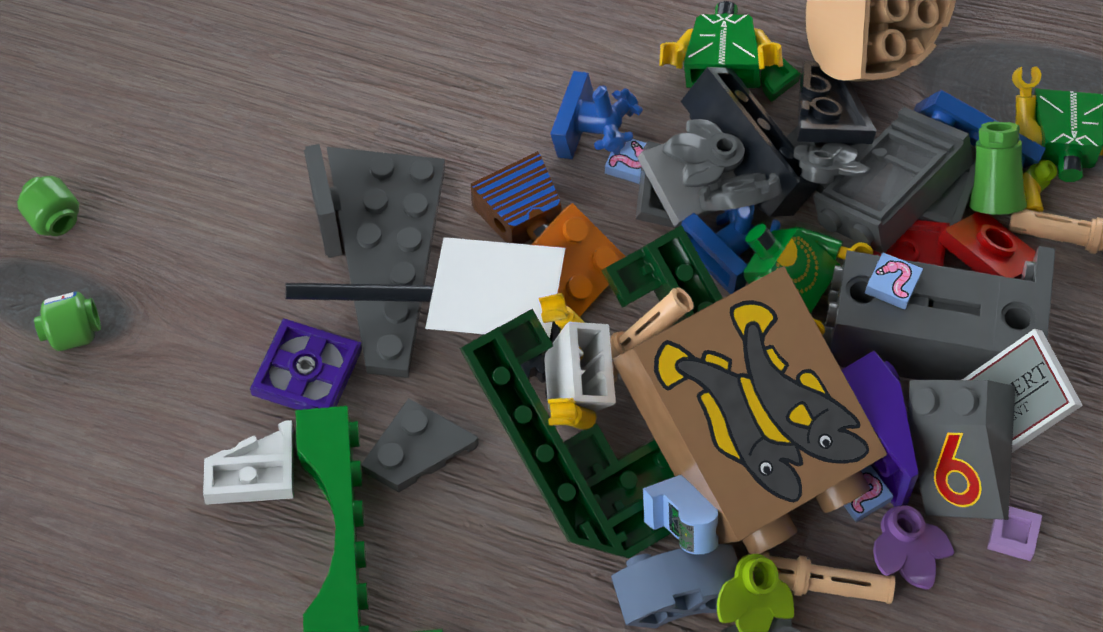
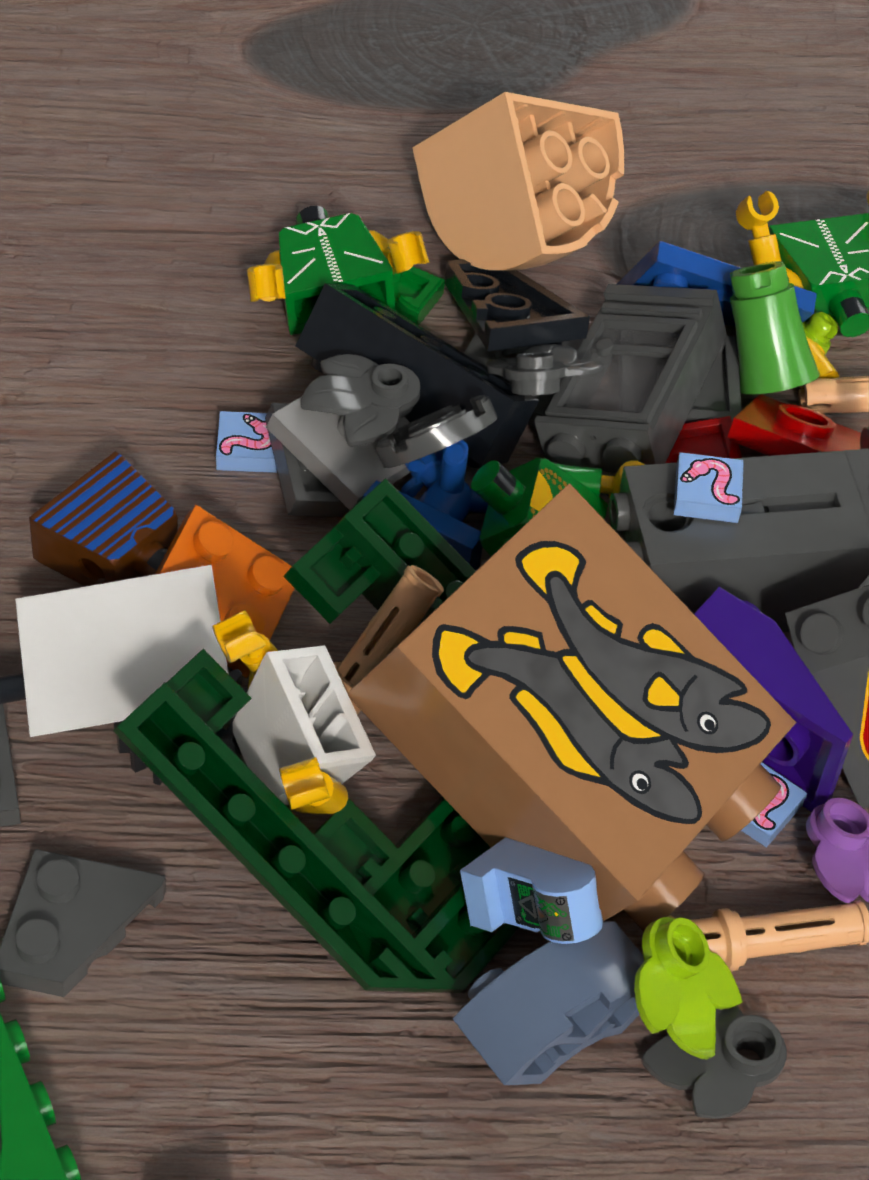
camera: 25 degrees left, 10 degrees down
(591, 113) = (166, 395): blue piece -> none

